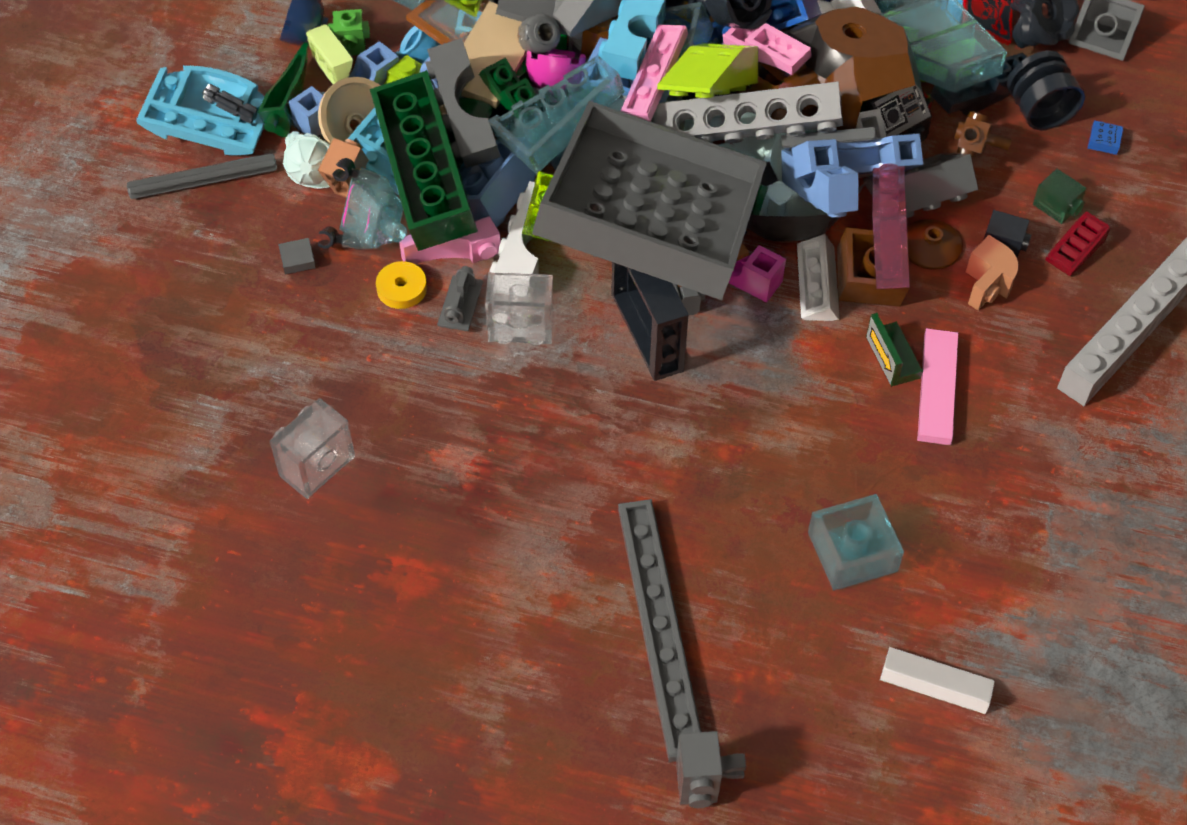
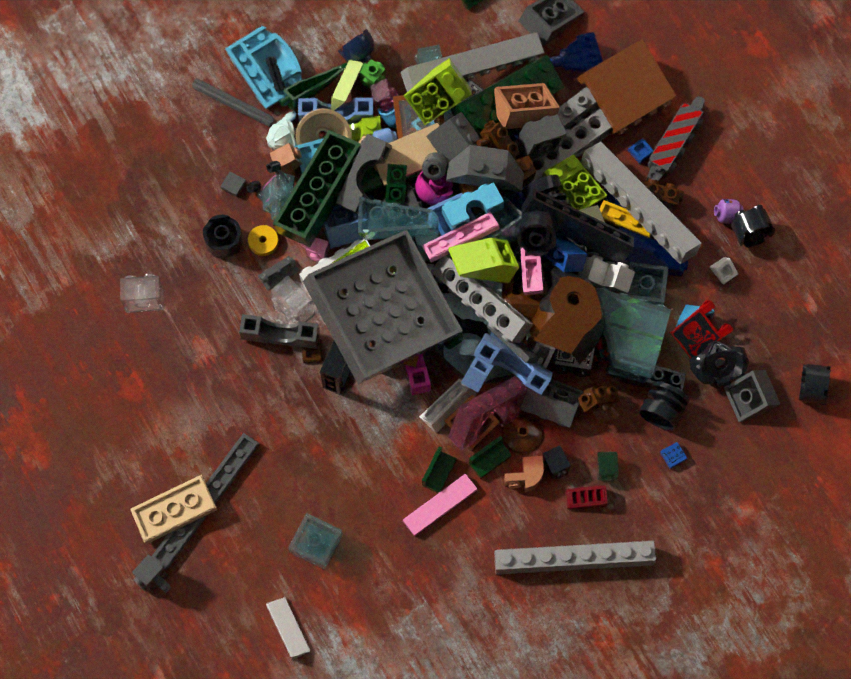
camera: 45 degrees right, 15 degrees up
(348, 310) = (222, 246): none -> black brick
(389, 33) = (383, 94): none -> clear pink brick
(568, 337) = (261, 330): none -> dark grey arch
(597, 354) = (312, 355): none -> reddish brown tile
(633, 668) = (173, 509): none -> tan tile
(931, 292) = (489, 457): none -> dark green panel

